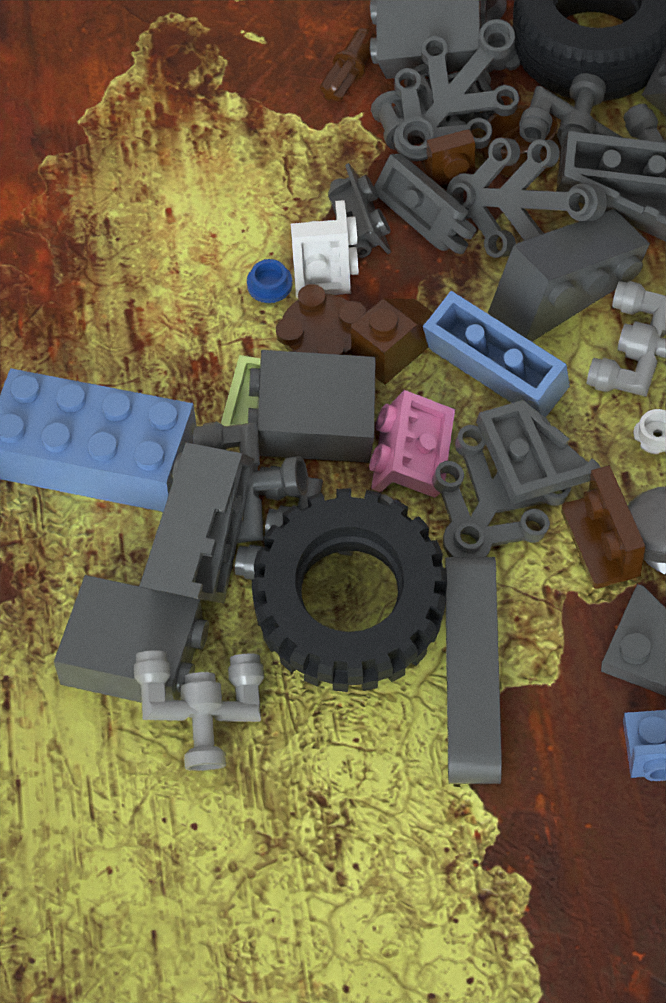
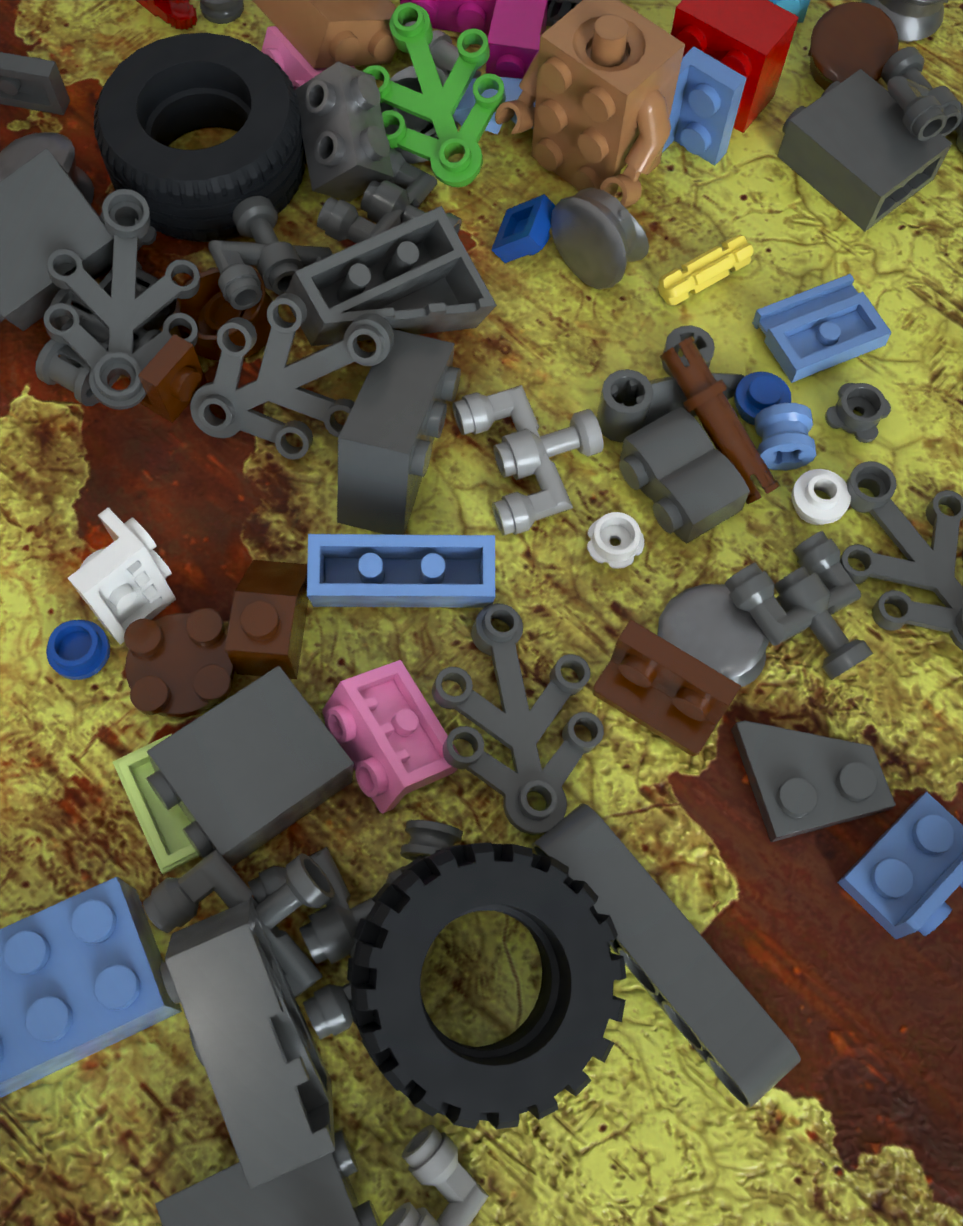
camera: 45 degrees left, 10 degrees up
(359, 199) = (99, 486): dark grey hinge -> none
(424, 204) = (182, 448): dark grey hinge -> none
(530, 453) = (527, 658): dark grey wing -> none

